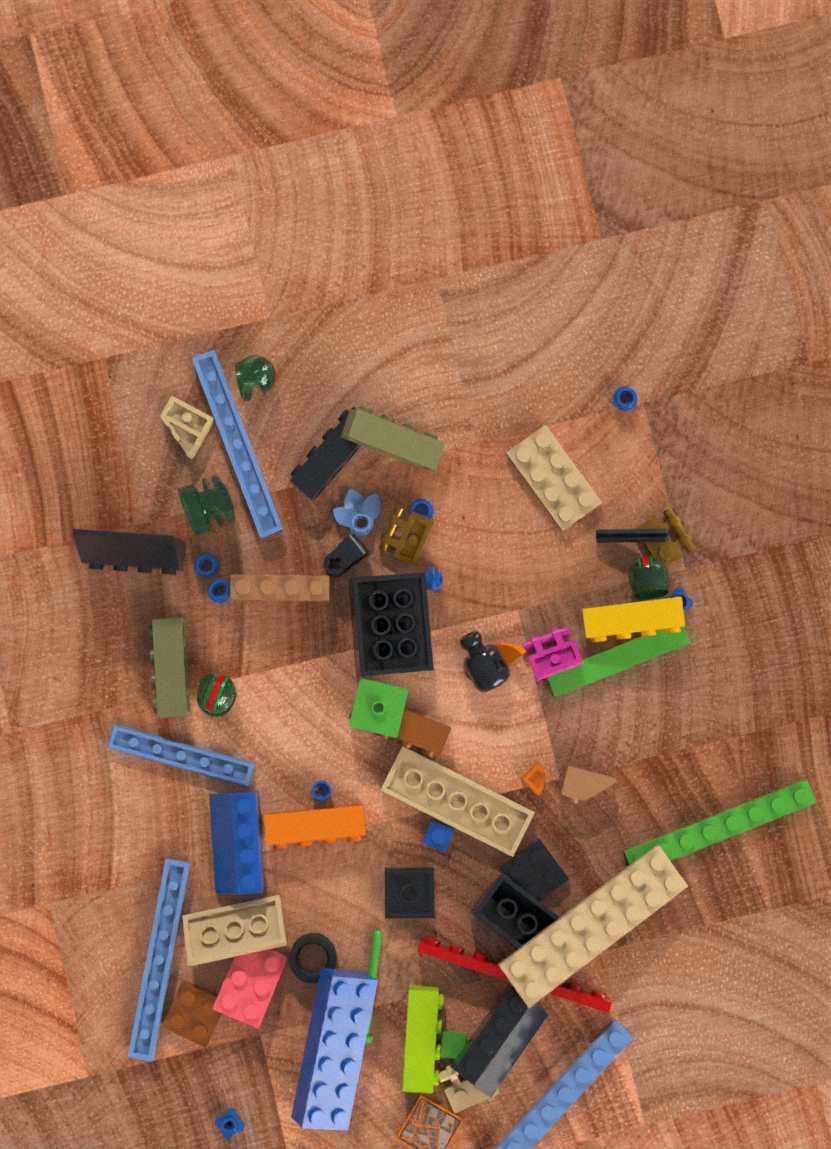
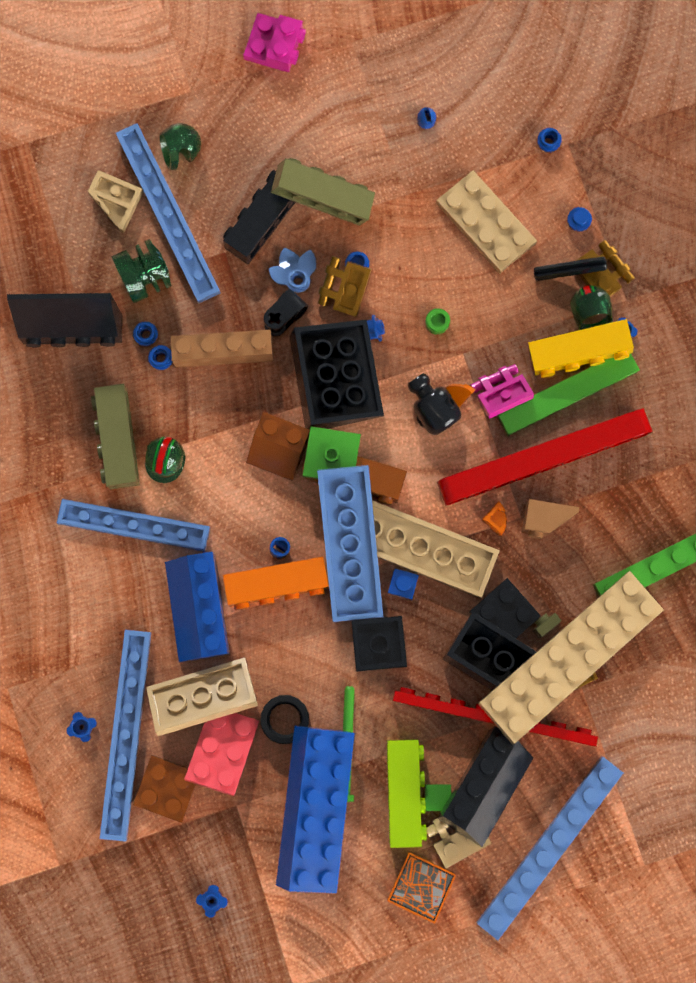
camera: 10 degrees left, 5 degrees down
(111, 951) = (74, 730): none -> blue plate
(327, 690) = (278, 446): none -> dark orange slope
(358, 273) = (275, 41): none -> dark pink plate
(389, 795) = (350, 543): none -> medium blue plate
(495, 575) = (437, 321): none -> bright green tile
(499, 366) = (421, 118): none -> blue hinge
(572, 888) = (545, 624): none -> olive plate
(588, 722) = (544, 457): none -> red beam
(646, 483) = (579, 219): none -> blue plate

